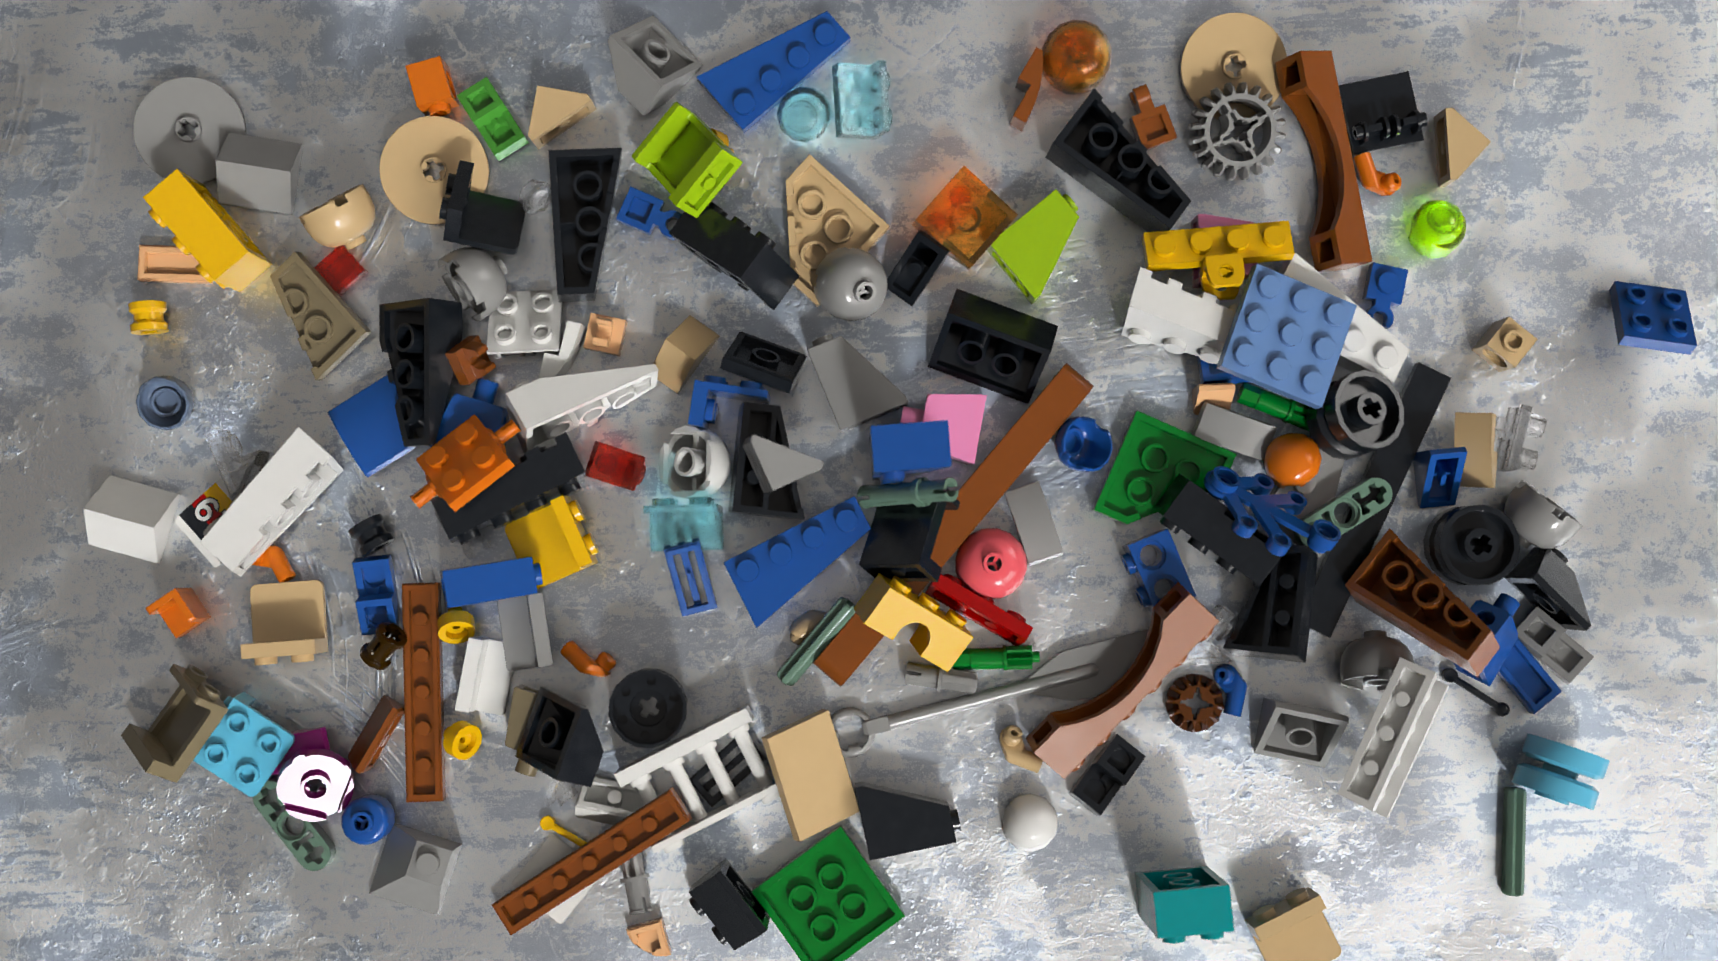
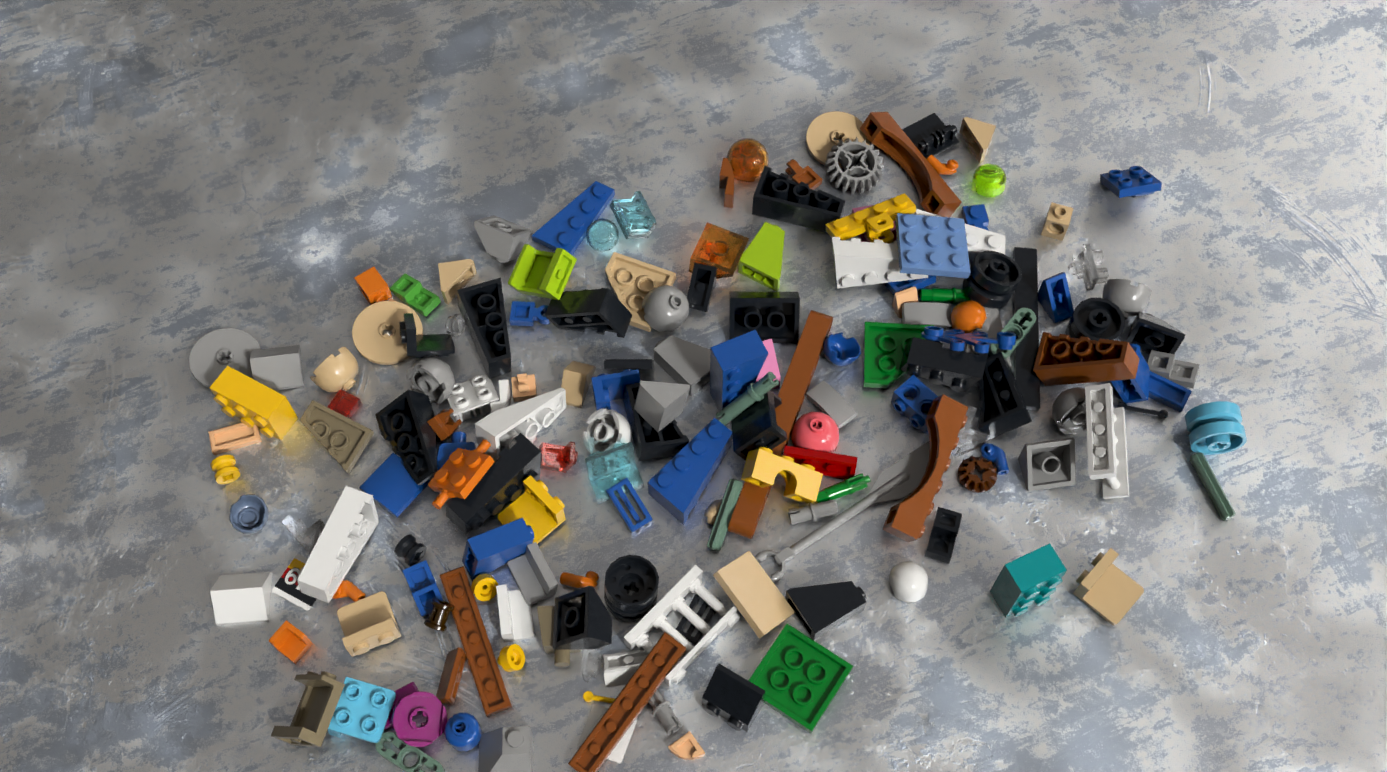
camera: 15 degrees left, 25 degrees down
(1015, 751) = (878, 540): tan arm -> none
(1477, 434) = (1076, 282): tan slope -> none

